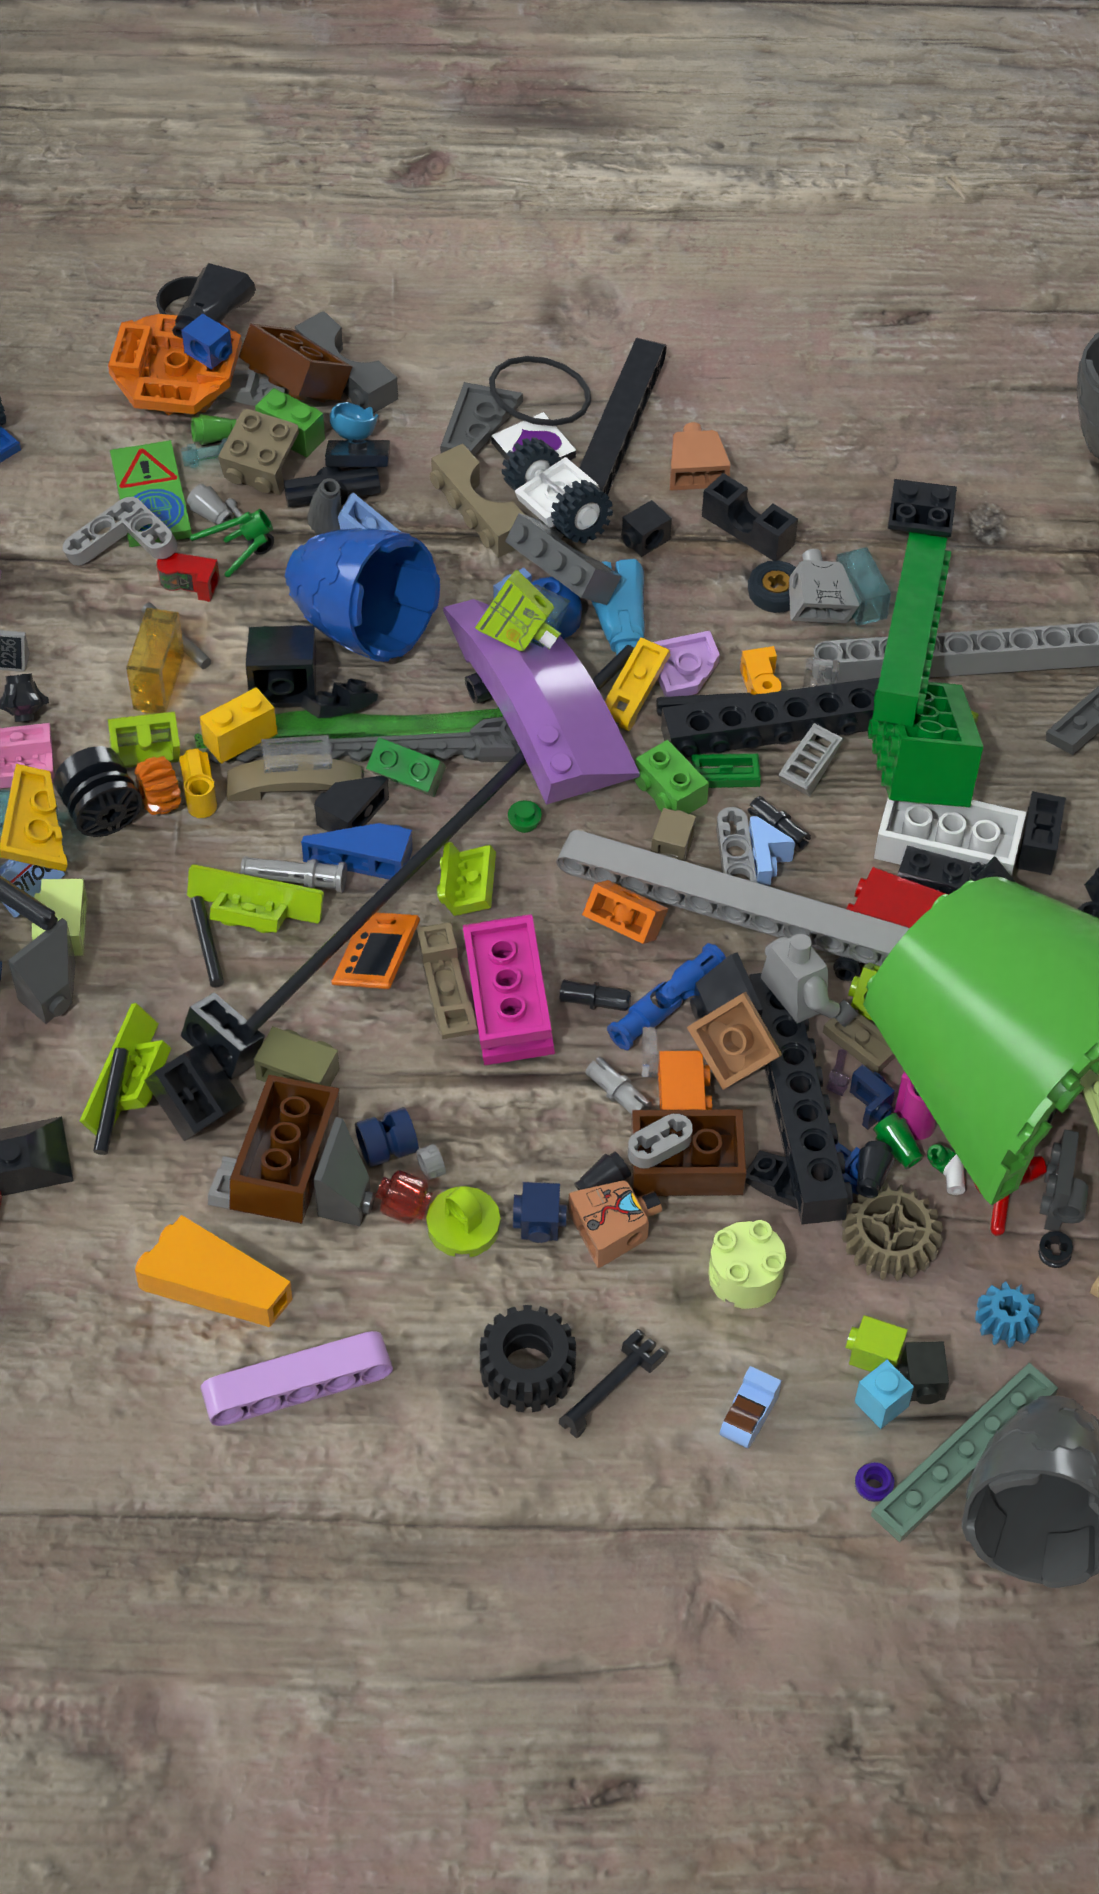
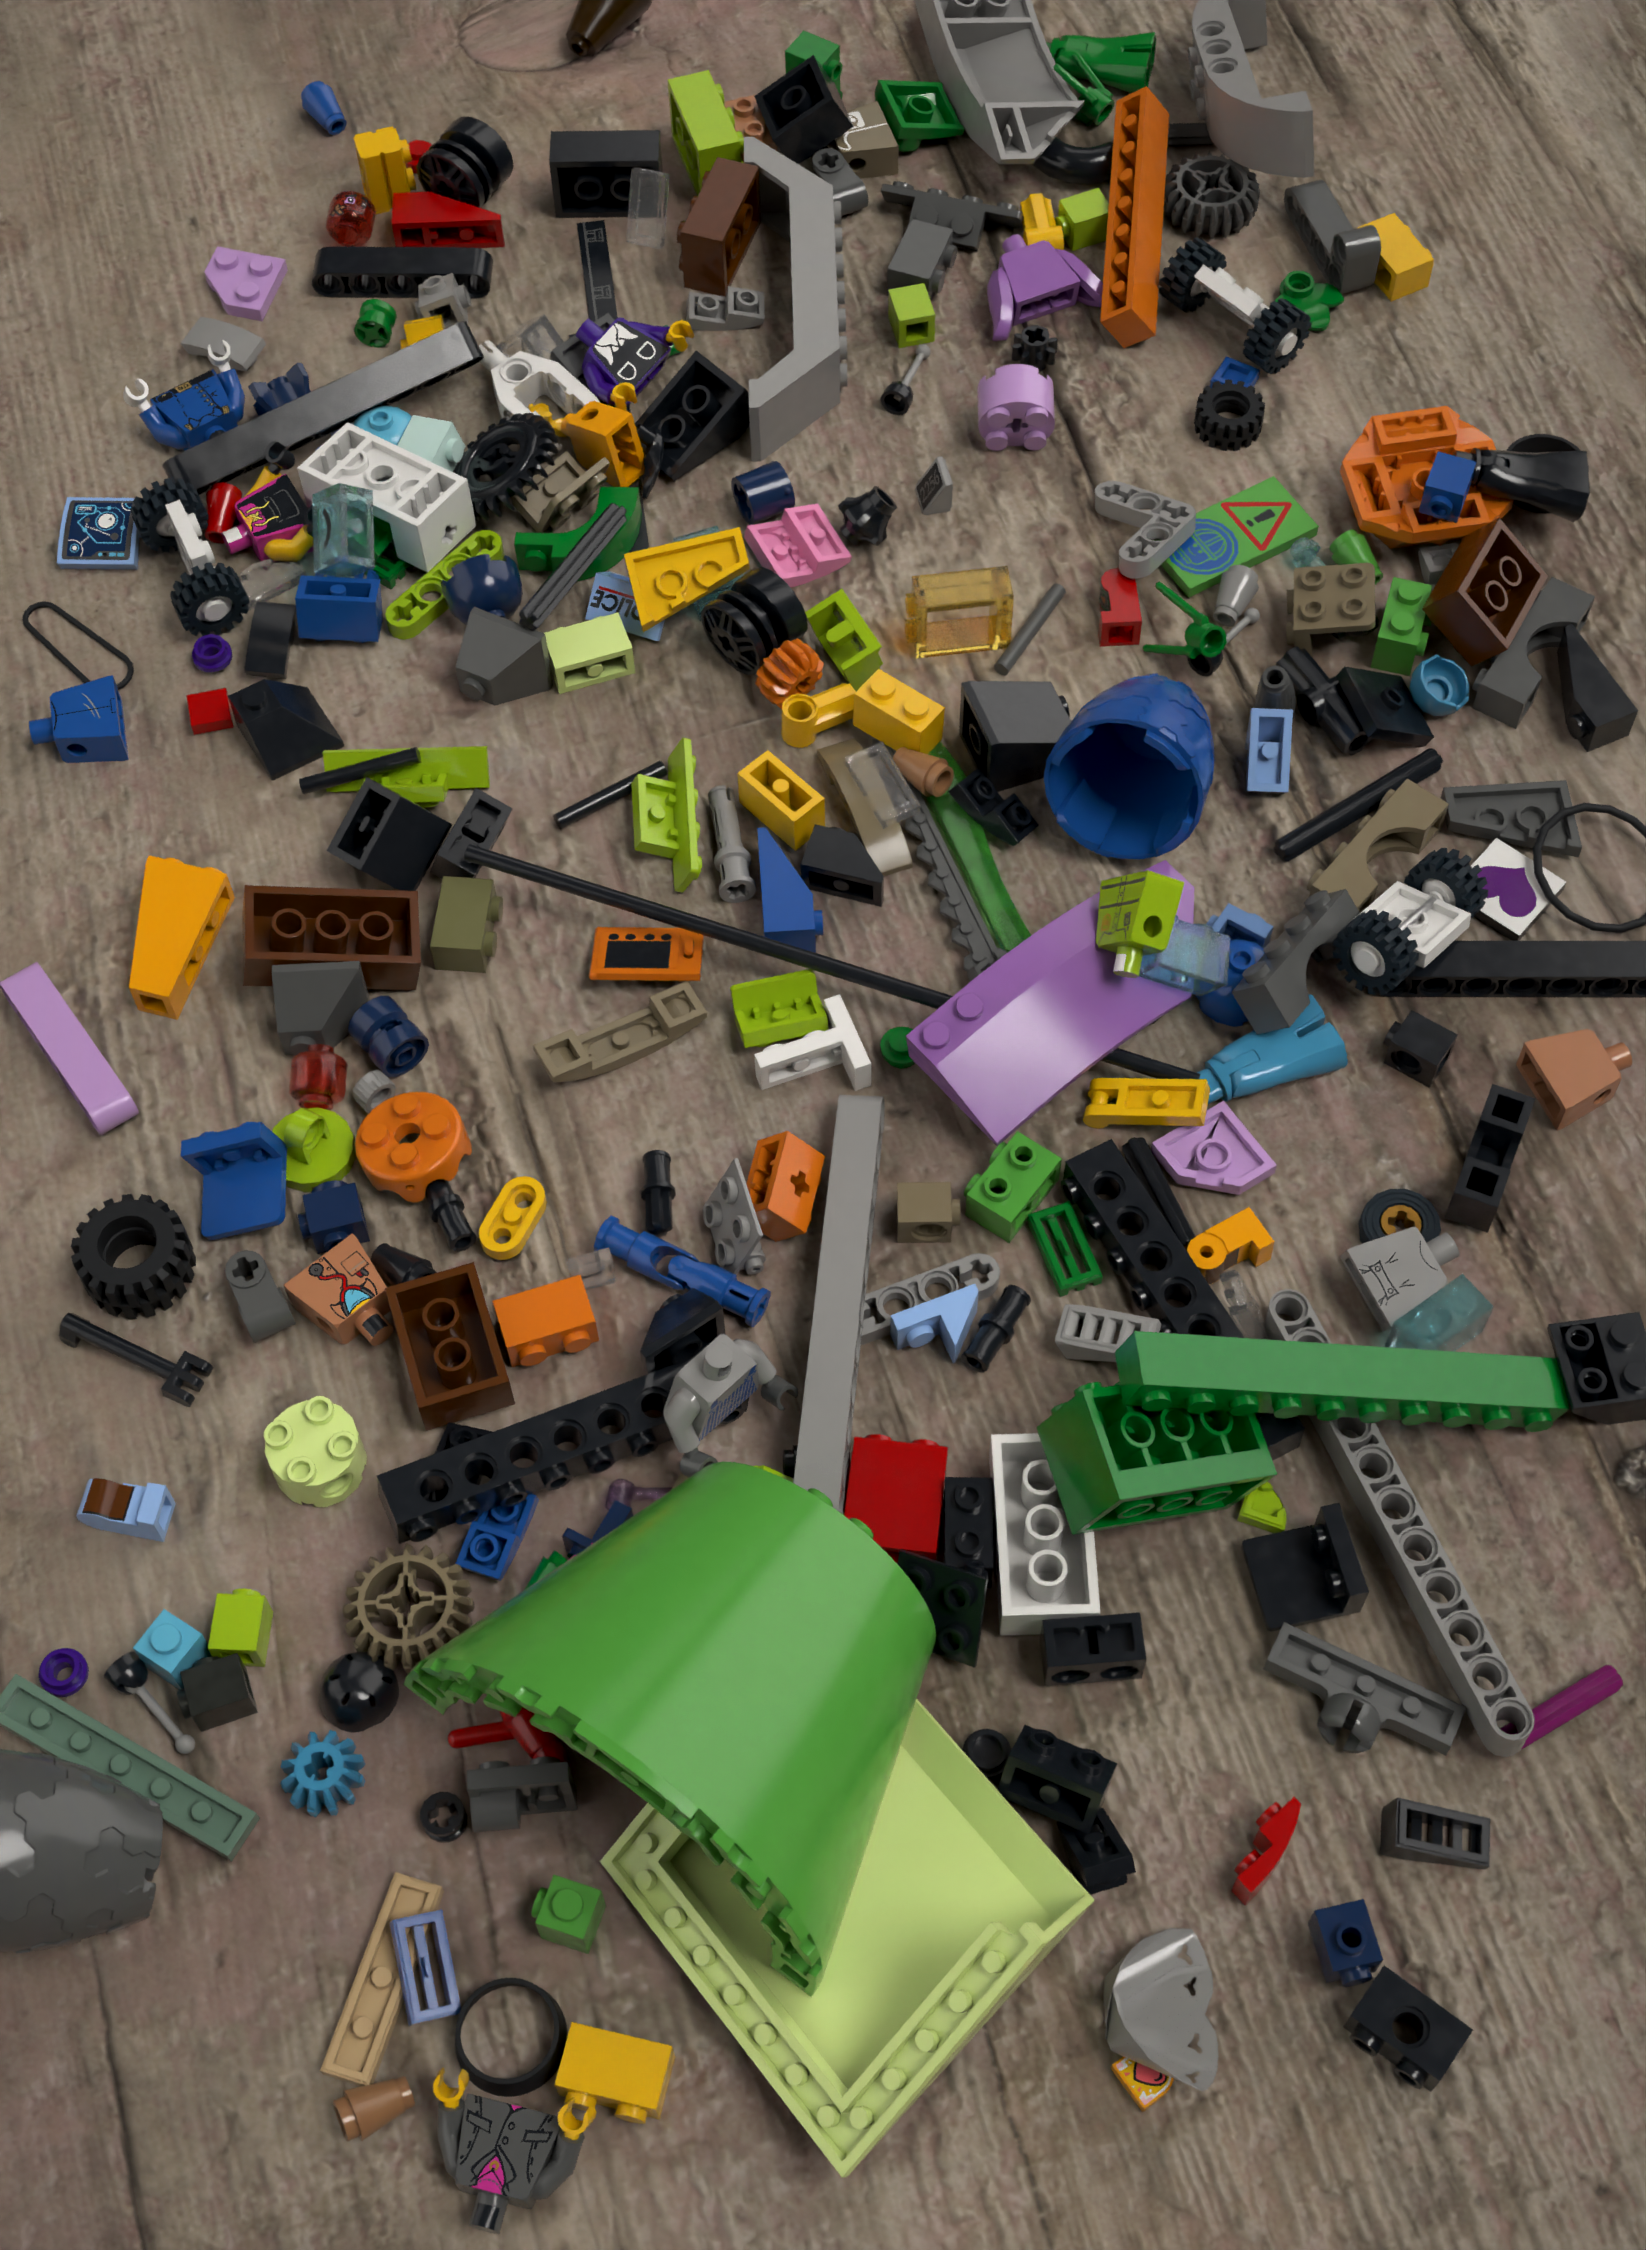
camera: 75 degrees right, 5 degrees up
(33, 444) = (1233, 399): none -> black tyre
(277, 822) = (780, 799): none -> yellow brick
(297, 723) = (925, 772): none -> medium nougat cone
(396, 347) = (1592, 699): none -> black slope
(406, 767) = (909, 898): green brick -> none
(428, 499) = (1355, 806): none -> black axle
(487, 1268) = (240, 1178): none -> blue bracket
(502, 1162) = (411, 1166): none -> orange plate
(508, 989) = (630, 1093): dark pink hinge -> none
(510, 848) = (817, 1052): none -> white bracket
(557, 1136) = (447, 1210): none -> black pin
(585, 1094) = (510, 1220): none -> yellow plate
(594, 1280) = (259, 1299): none -> dark grey piece
(617, 1086) = (535, 1254): light grey pin -> none
(646, 945) = (734, 1224): none -> light grey hinge
(661, 1143) = (435, 1291): light grey beam -> none
(734, 1040) = (605, 1346): medium nougat slope -> none
(873, 1167) = (467, 1553): black cone -> none
(893, 1433) = (128, 1677): none -> hinge
(943, 1271) = (359, 1682): none -> black helmet
(1013, 706) = (1306, 1572): none -> black bracket

